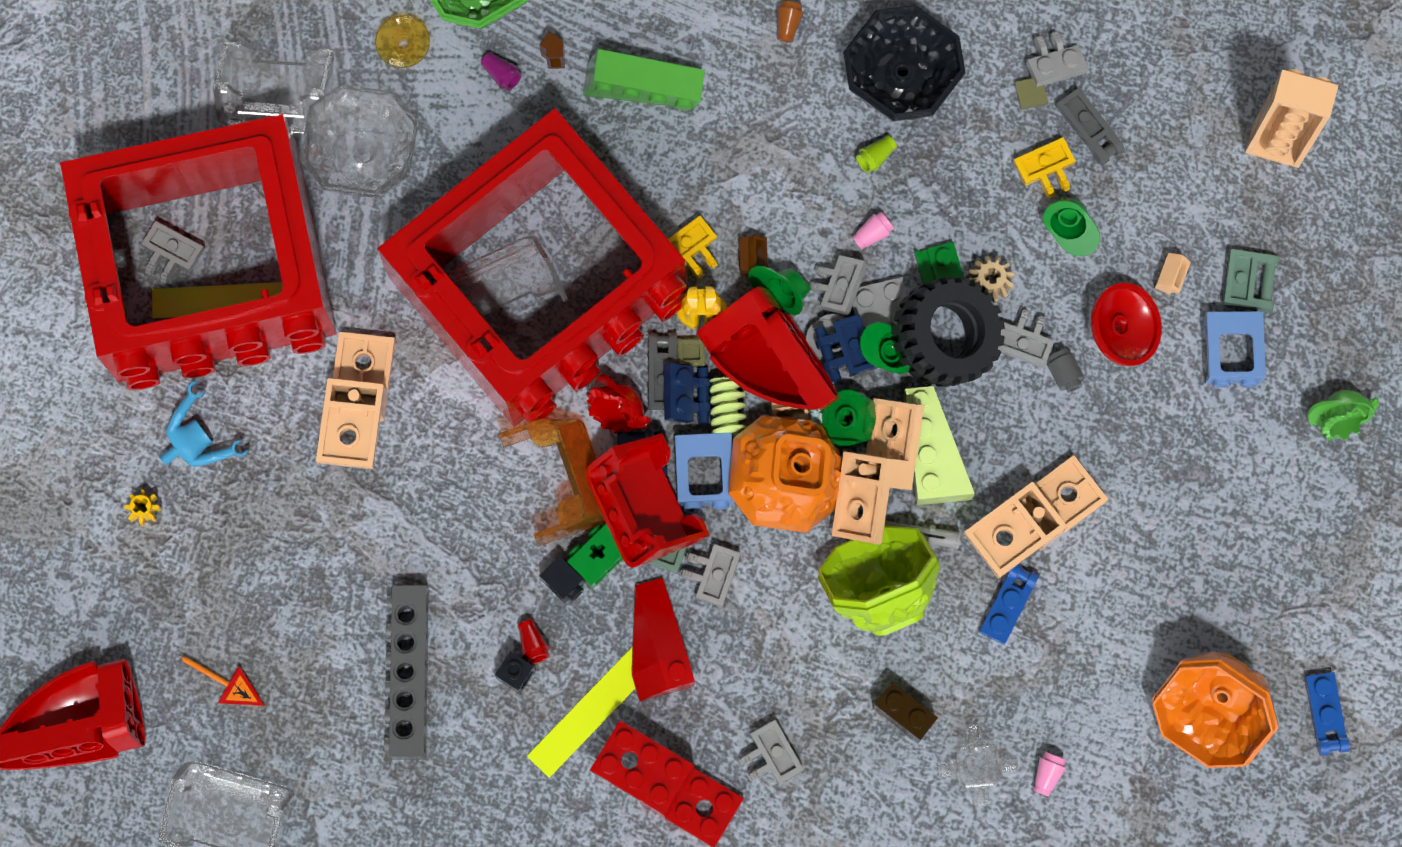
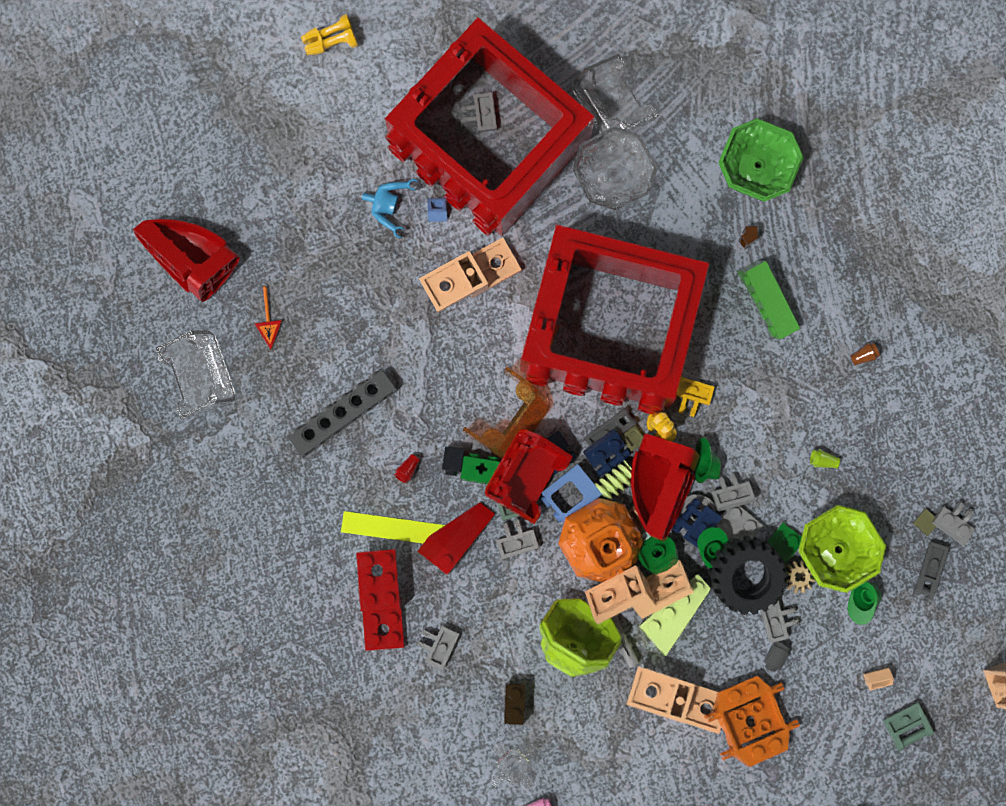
camera: 55 degrees right, 5 degrees up
(148, 502) = (333, 208): yellow gear -> none
(191, 300) = (471, 155): sticker -> none
(246, 386) = (437, 210): none -> medium blue slope
(394, 32) = (694, 141): clear yellow dish -> none
(502, 72) = (716, 216): magenta cone -> none
(508, 276) = (597, 303): clear windscreen -> none
(515, 672) = (383, 472): black brick -> none
(616, 406) = (571, 419): red hair -> none
(752, 253) = (714, 432): reddish brown piece -> none
(873, 230) = (778, 490): bright pink cone -> none
(907, 43) = (900, 429): black rock -> none
(1000, 182) = (859, 544): none -> lime rock
(1008, 605) = (617, 719): blue plate -> none
(1044, 162) = (894, 562): yellow hinge -> none
(1123, 431) = (766, 719): none -> orange piece
(1135, 320) = (831, 680): red dish -> none
(1234, 323) = (873, 734): medium blue window -> none

